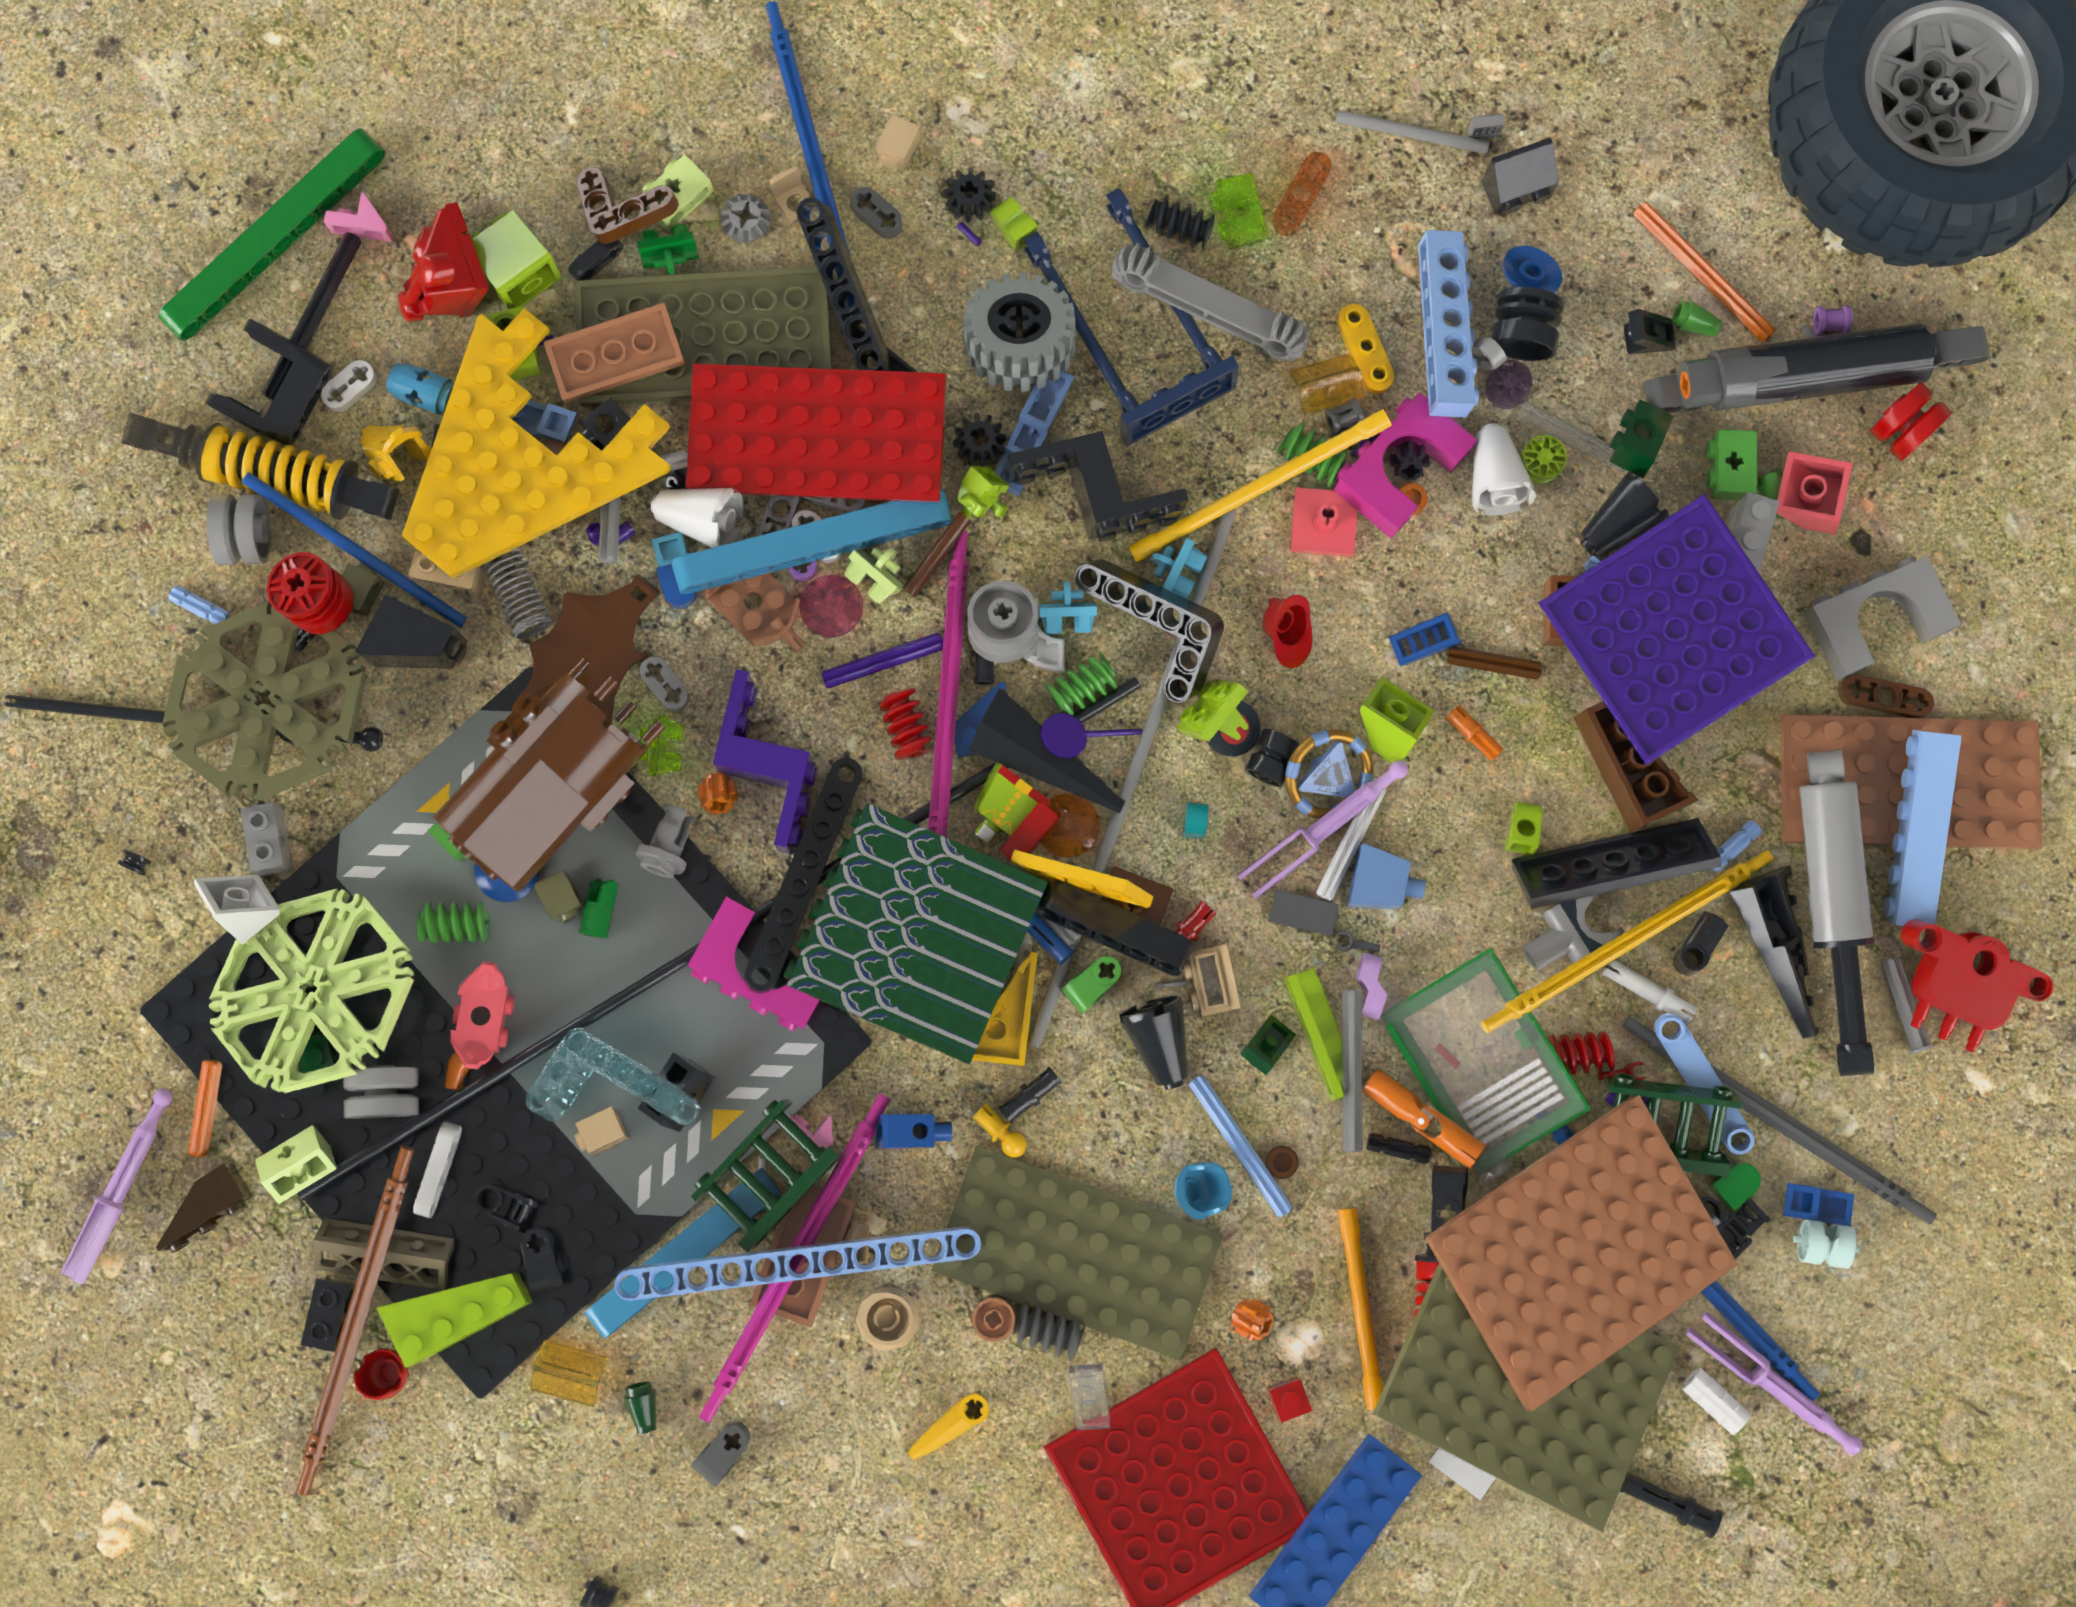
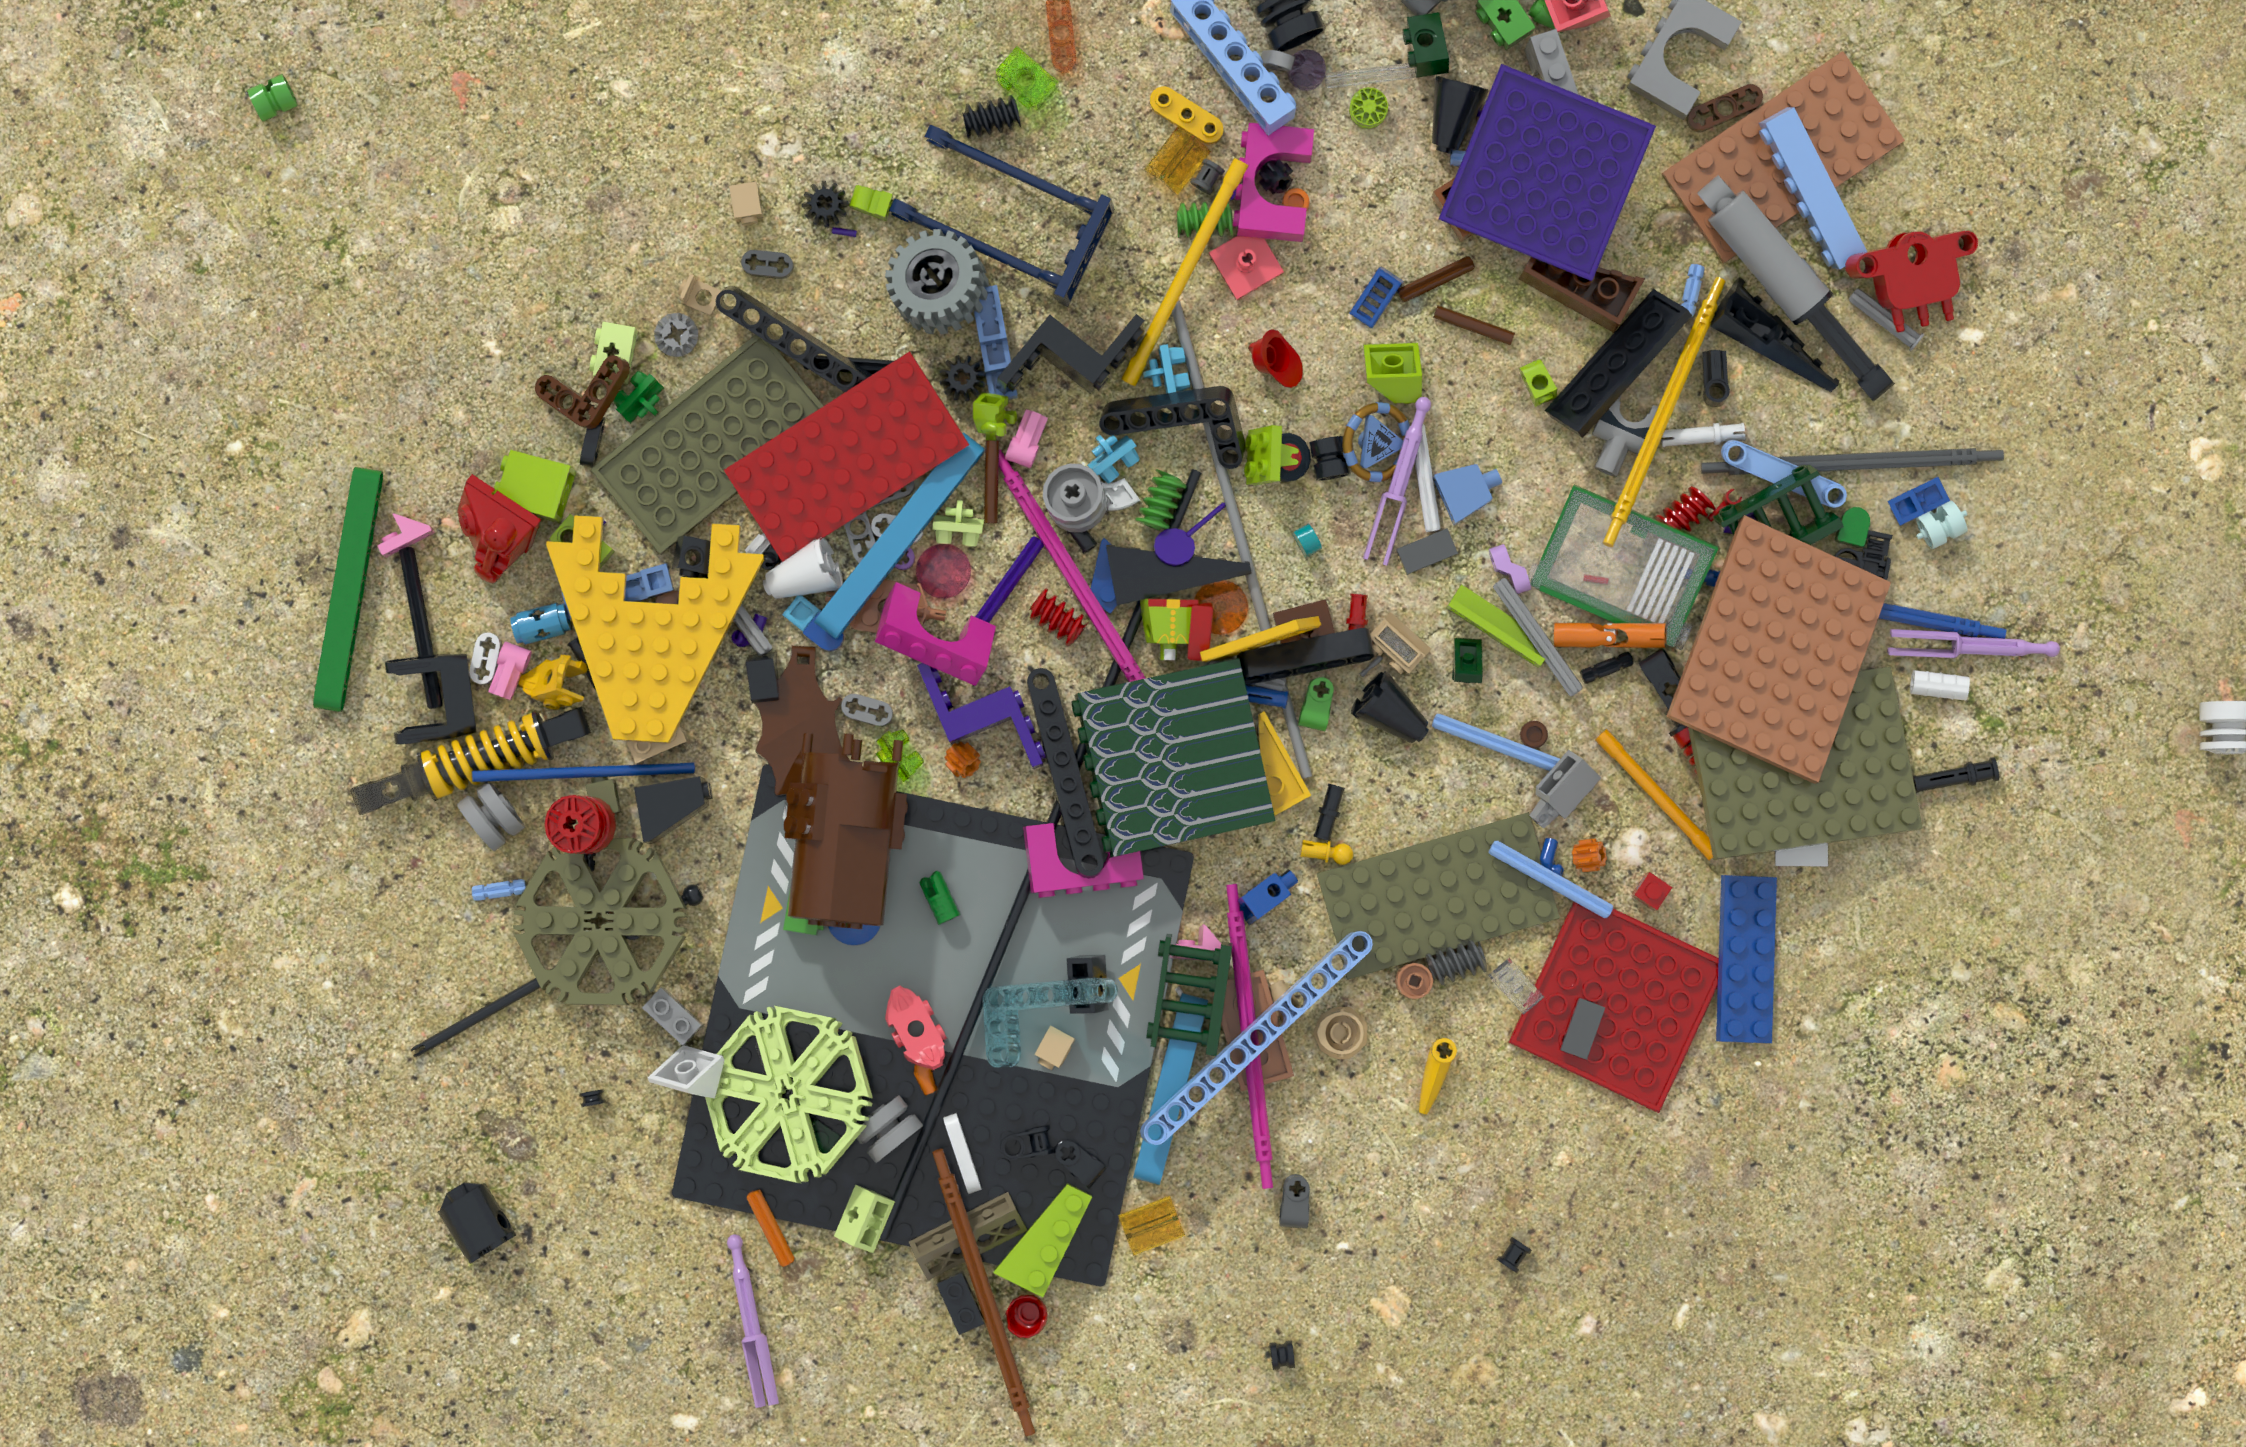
camera: 35 degrees left, 5 degrees up
(208, 1200) = (820, 1287): dark brown slope -> none
(368, 407) = (511, 664): none -> bright pink piece
(453, 923) = (847, 979): bright green piece -> none
(523, 622) = (745, 735): light grey piece -> none
(559, 897) = (907, 910): olive brick -> none
(587, 582) = (763, 677): none -> black slope
(614, 353) = (660, 501): nougat plate -> none
(641, 1404) = (1217, 1210): dark green cone -> none
(667, 844) = (955, 819): light grey piece -> none
(780, 692) = (903, 633): none -> dark pink arch
(803, 120) = (669, 237): blue axle -> none
(991, 543) = (1024, 445): none -> bright pink piece
(1125, 1486) = (1582, 1028): none -> dark grey tile
(1198, 1316) = (1550, 879): none -> light blue axle
(1203, 1189) = (1493, 791): dark azure helmet -> none
(1208, 1293) = (1547, 856): none -> blue arm
(1273, 1236) = (1563, 789): none -> light grey hinge
(1274, 333) = (998, 174): light grey arm -> none
(1356, 944) = (1480, 546): dark grey hand -> none
(1474, 733) = (1457, 339): orange axle -> none
(1499, 473) = (1344, 140): white cone -> none
(1500, 731) = (1474, 325): none -> reddish brown piece

